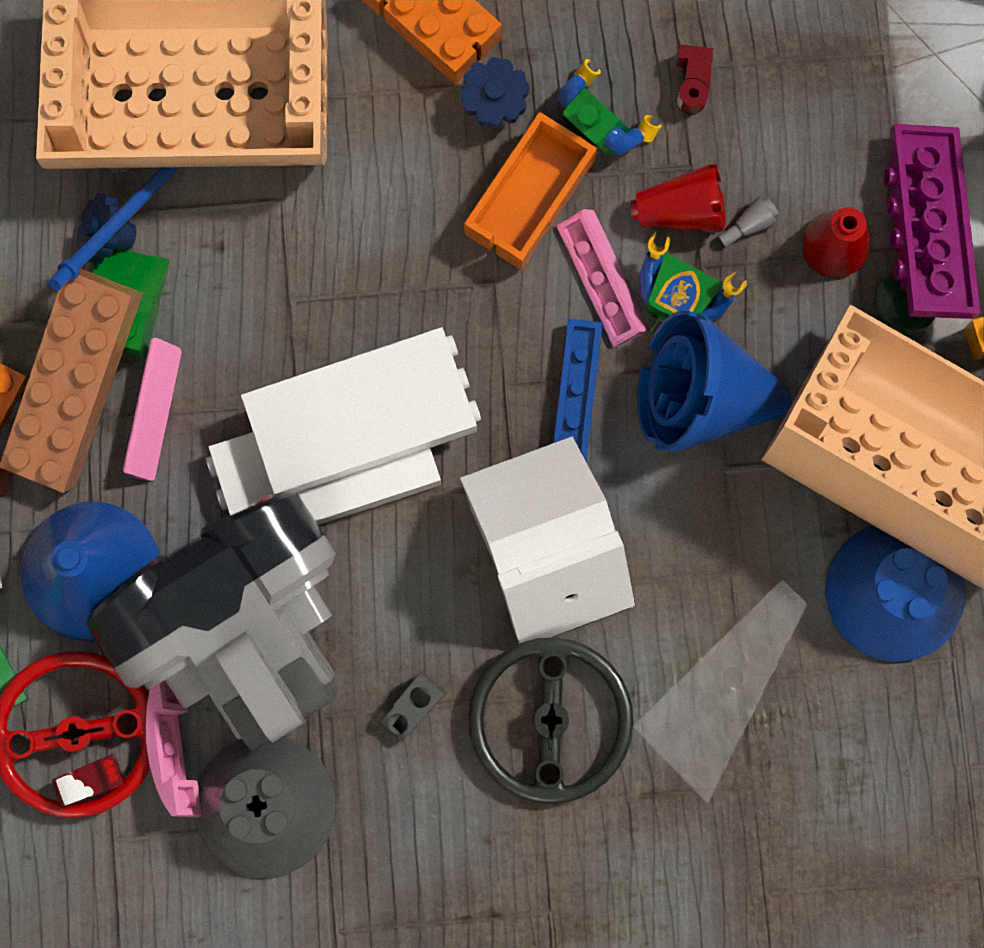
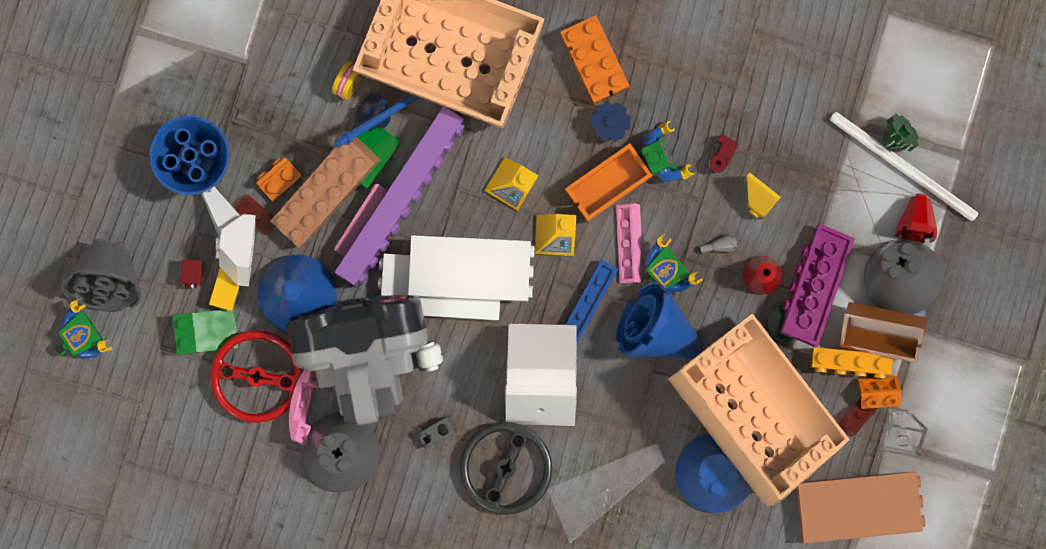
camera: 25 degrees right, 5 degrees up
(41, 194) = (346, 81): none -> yellow head
(89, 780) = (255, 404): dark red leg -> none
(200, 345) = (400, 197): none -> medium lavender brick
(349, 585) = (429, 356): none -> white head
(375, 255) = (511, 183): none -> yellow slope
(478, 307) = (555, 234): none -> yellow slope
(683, 202) = (688, 221): red cone -> none
(780, 116) = (759, 197): none -> yellow slope

